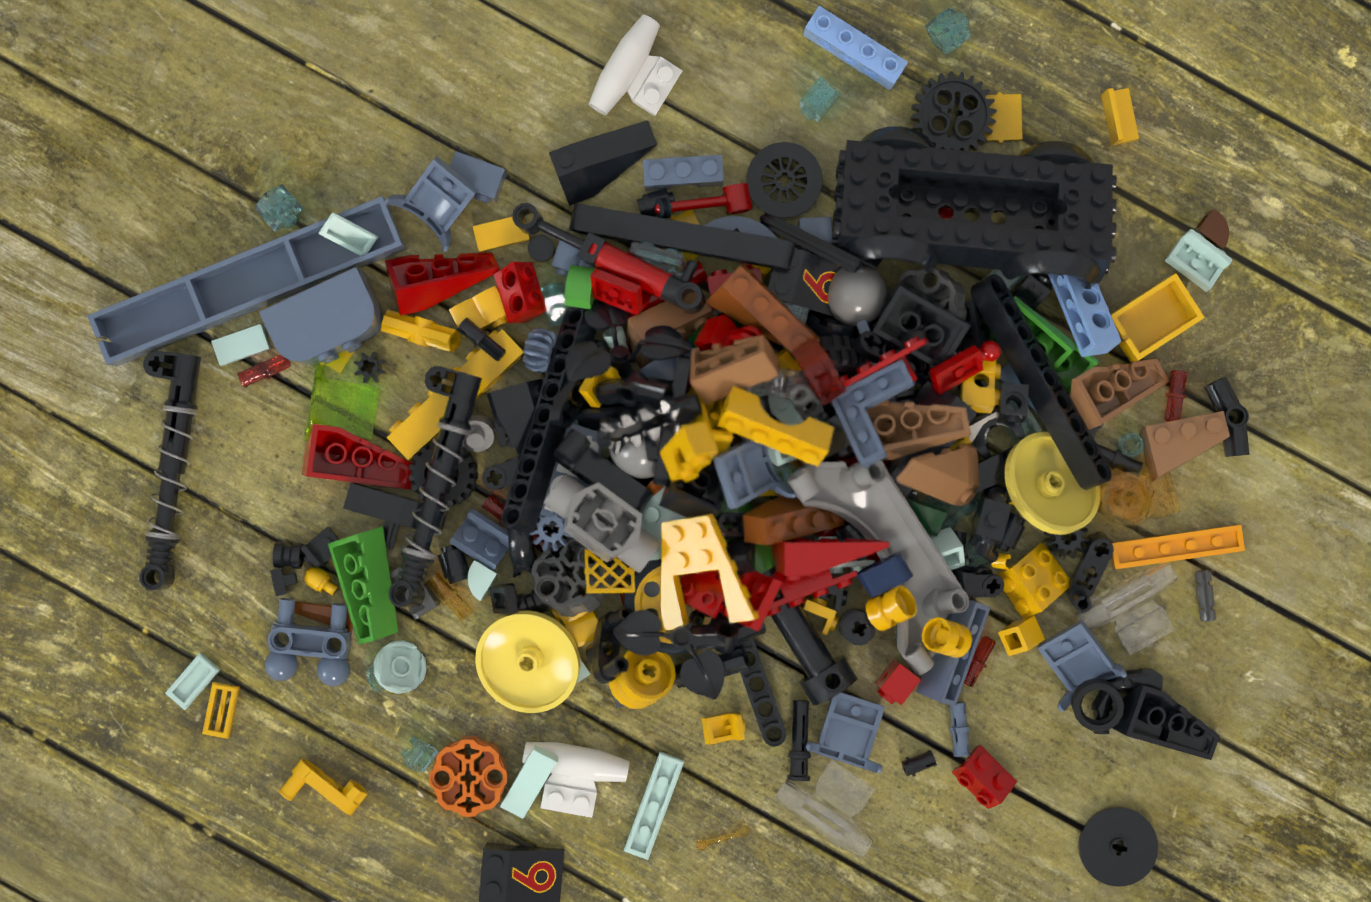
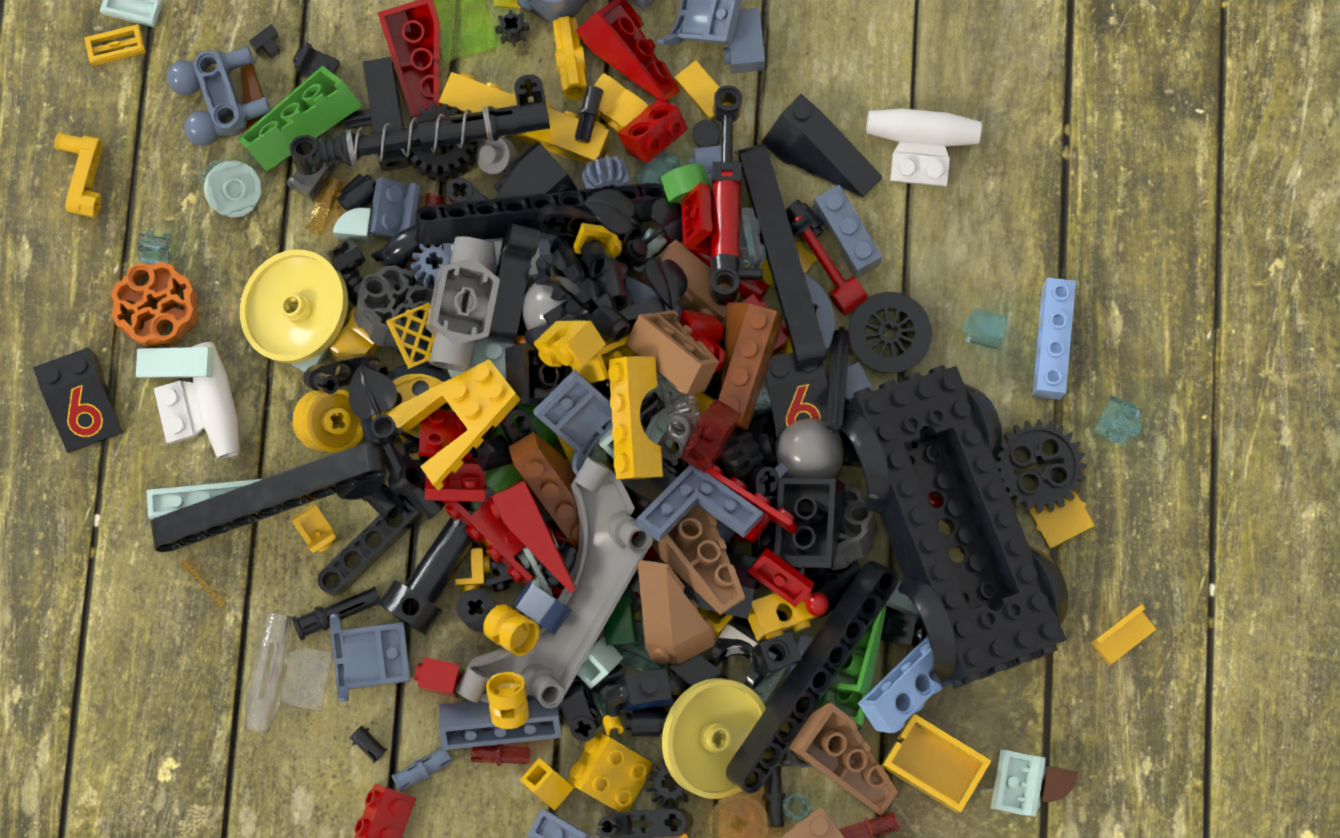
camera: 65 degrees right, 10 degrees down
(288, 555) = (293, 34): black wheel -> none
(320, 580) = (283, 77): yellow cylinder -> none
(686, 755) = (268, 497): none -> black beam

